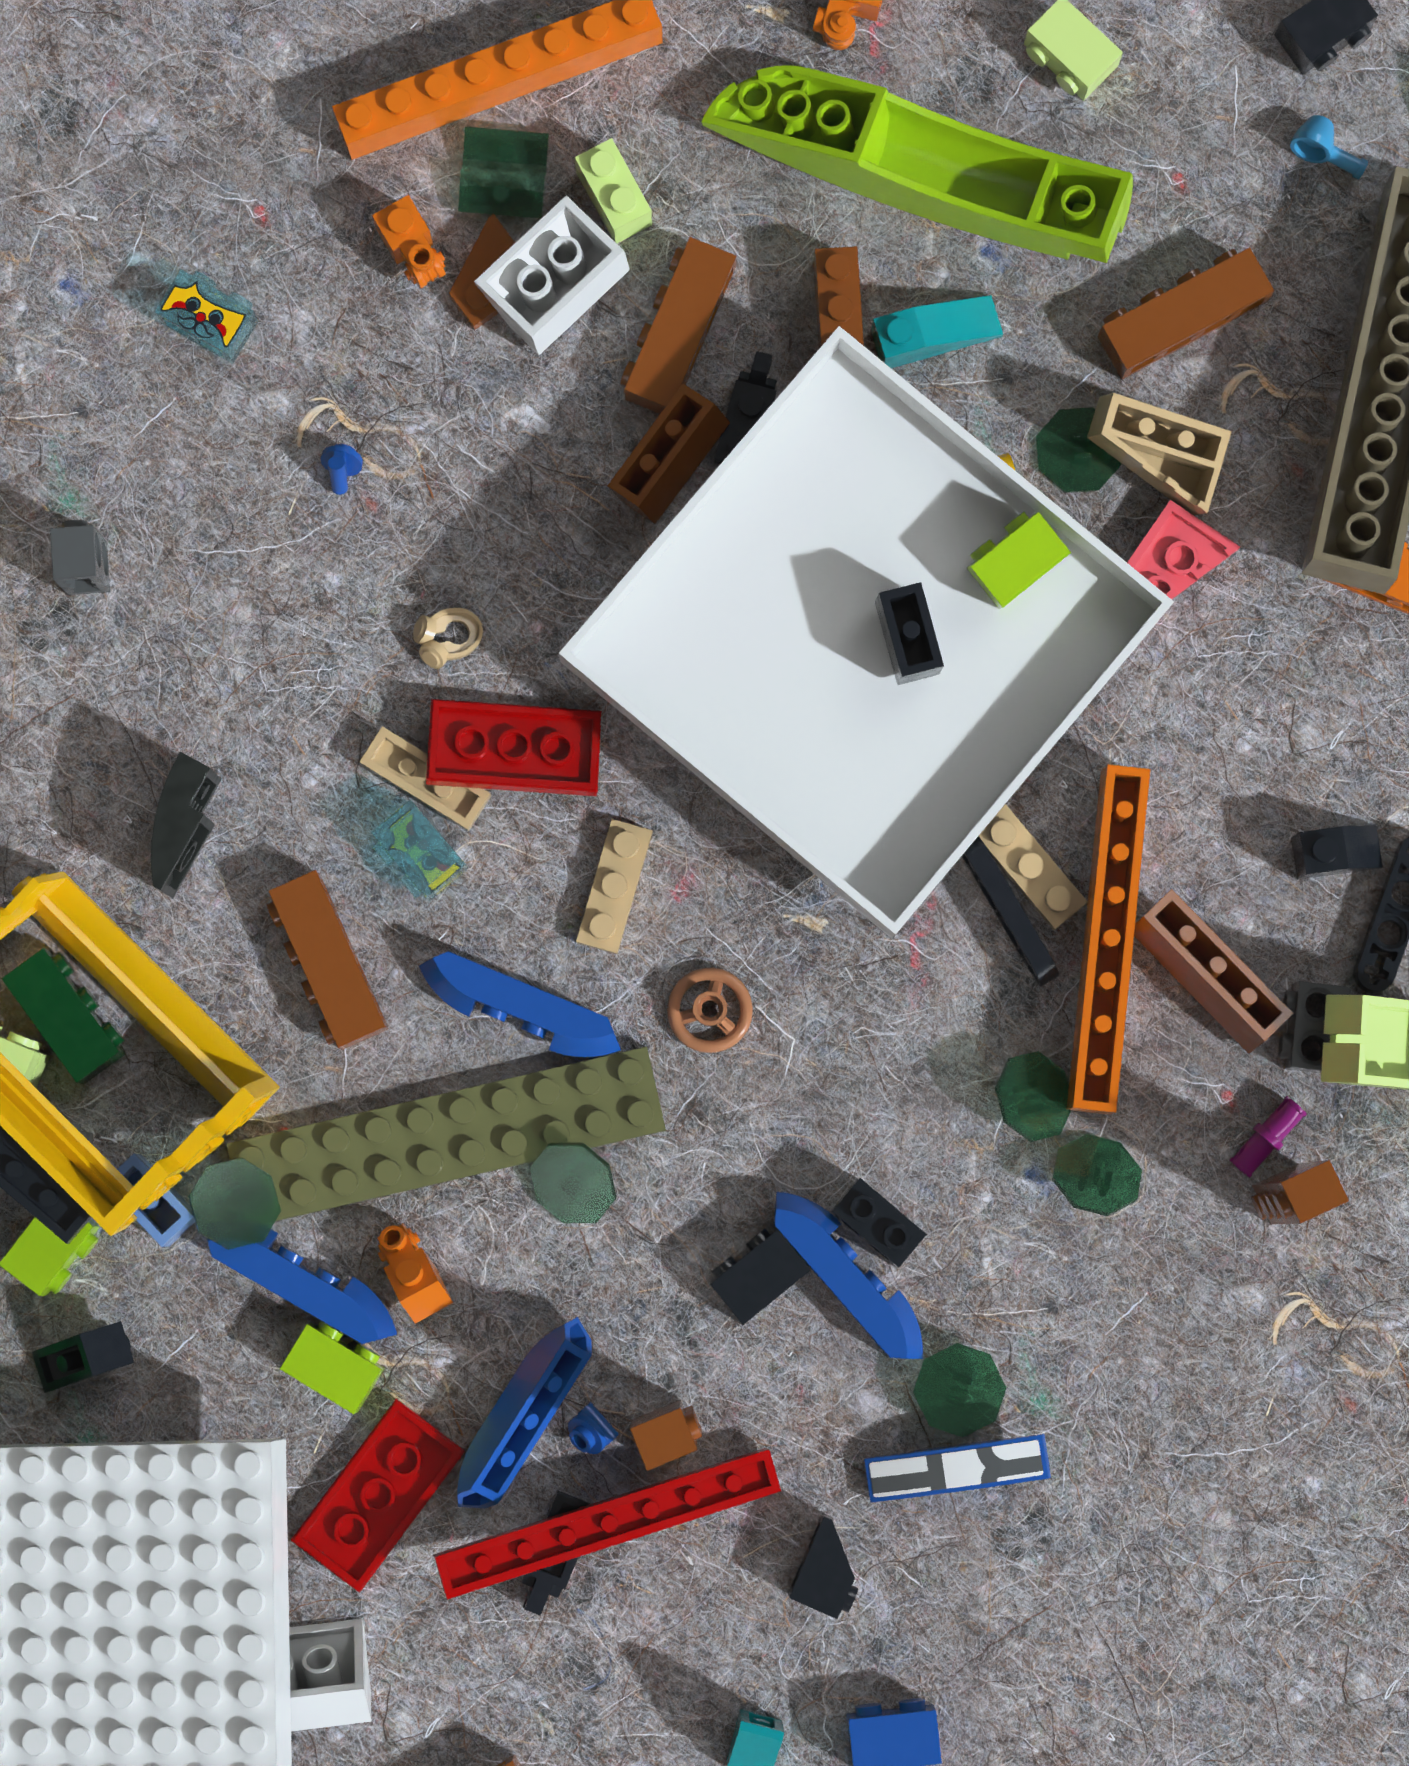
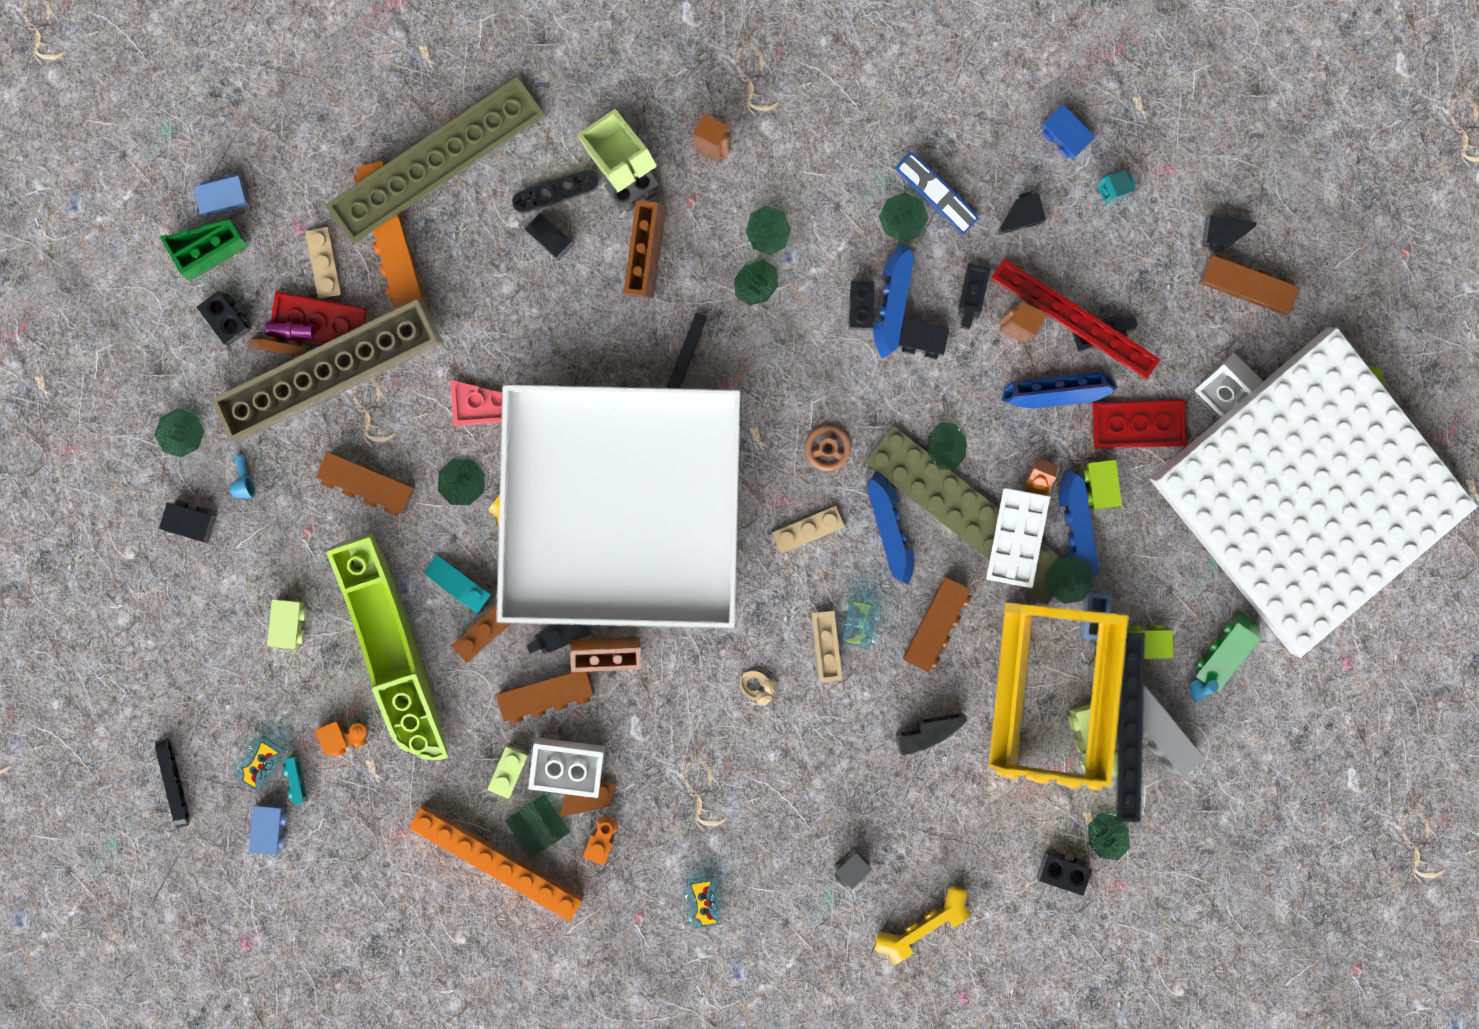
camera: 120 degrees left, 5 degrees up
(65, 1015) = (1047, 716): dark green brick -> none
(83, 1356) = (1182, 592): black slope -> none
(341, 462) = (719, 793): blue plate -> none
(357, 1177) = (1018, 537): none -> white plate
(513, 747) = (784, 619): red tile -> none
(590, 1430) = (1042, 357): blue plate -> none
(765, 1402) = (972, 294): none -> black hinge
(909, 633) = (606, 486): black brick -> none
(1017, 559) = (536, 466): lime brick -> none
(1031, 868) = (660, 358): tan plate -> none
(1108, 940) = (665, 302): orange brick -> none
(1163, 448) = (434, 445): tan wedge -> none
(1268, 1136) = (694, 171): magenta pin -> none

